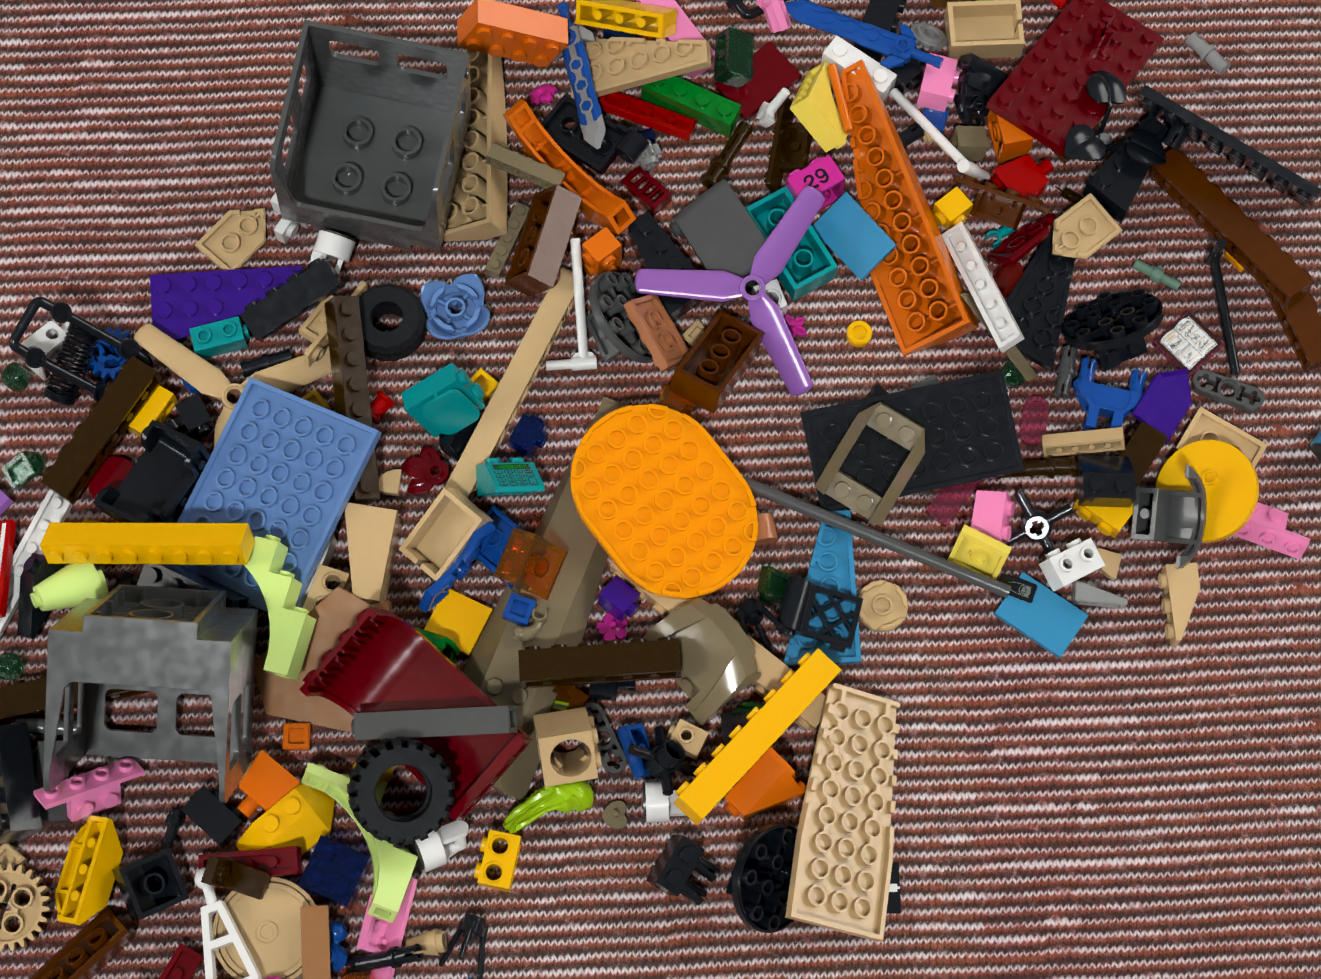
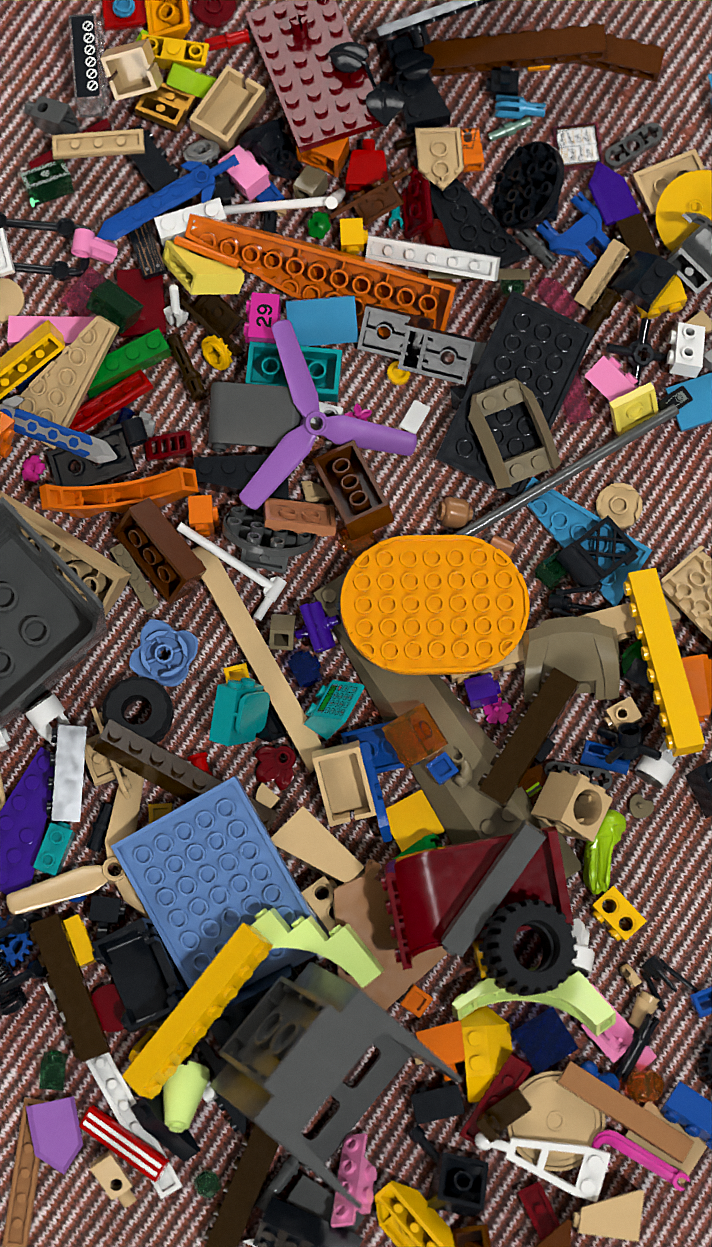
camera: 50 degrees left, 5 degrees up
(449, 913) = (630, 975): none -> tan tile
(524, 167) = (93, 523): dark tan piece -> none
(547, 392) = (282, 632): none -> dark tan brick
(573, 418) = (317, 626): none -> dark purple pin
(719, 21) = (77, 297): none -> clear pink brick
(757, 169) = (218, 358): none -> yellow gear
(765, 465) = (454, 512): none -> medium nougat head
(805, 53) = (147, 251): none -> black tile
(829, 375) = (415, 417): none -> white sticker
(892, 325) = (416, 344): none -> bracket
(939, 175) = (318, 225): none -> green plant
(1110, 255) = (472, 150): none -> orange leg
(1181, 266) = (516, 107): none -> dark azure arm
(1192, 240) = (503, 82): none -> black brick
(1213, 260) = (528, 80): black bar -> none

